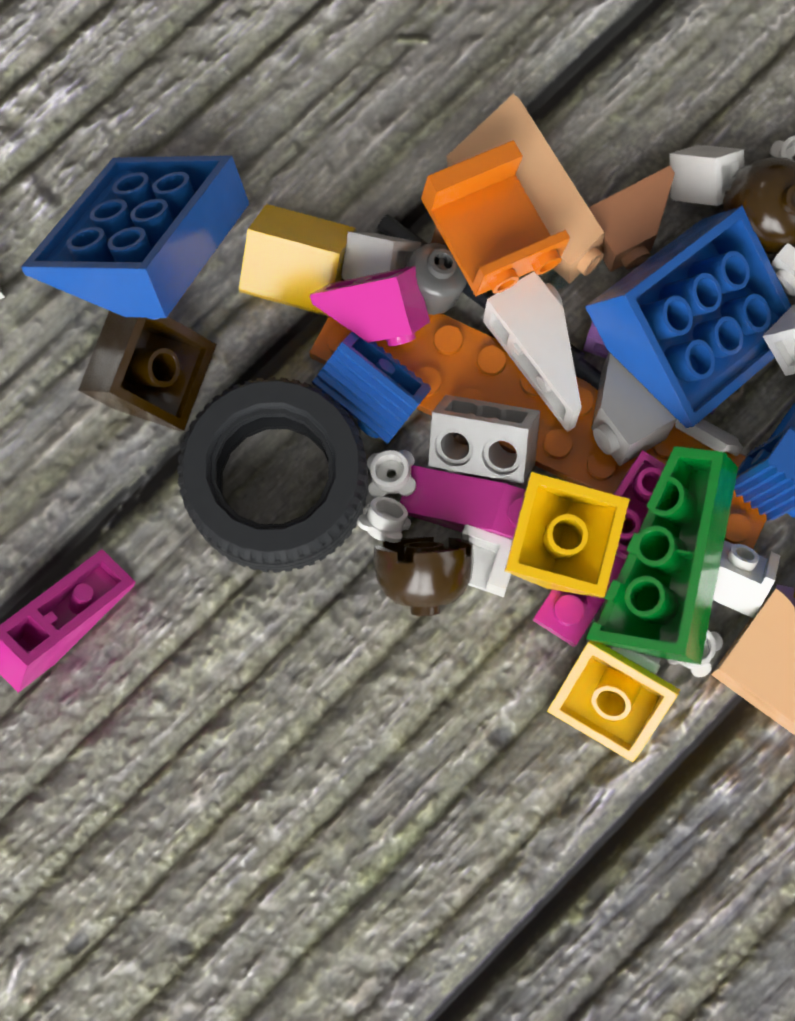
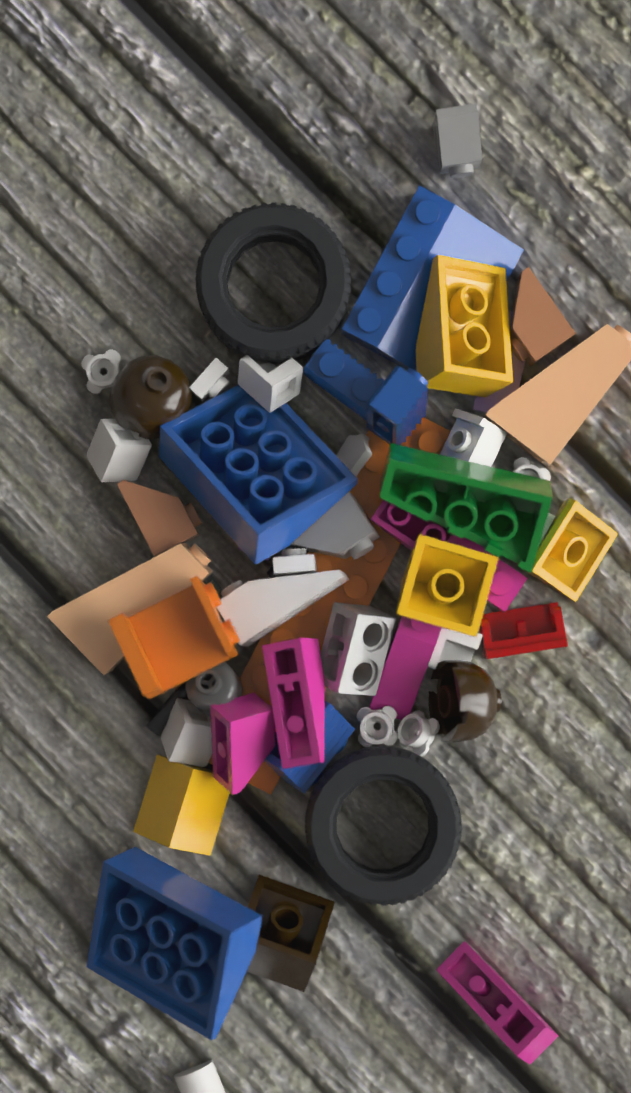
camera: 90 degrees left, 10 degrees up
(426, 363) = (297, 699): none -> dark pink slope
(509, 642) = (522, 630): none -> red hinge
(587, 362) = (294, 562): none -> white plate

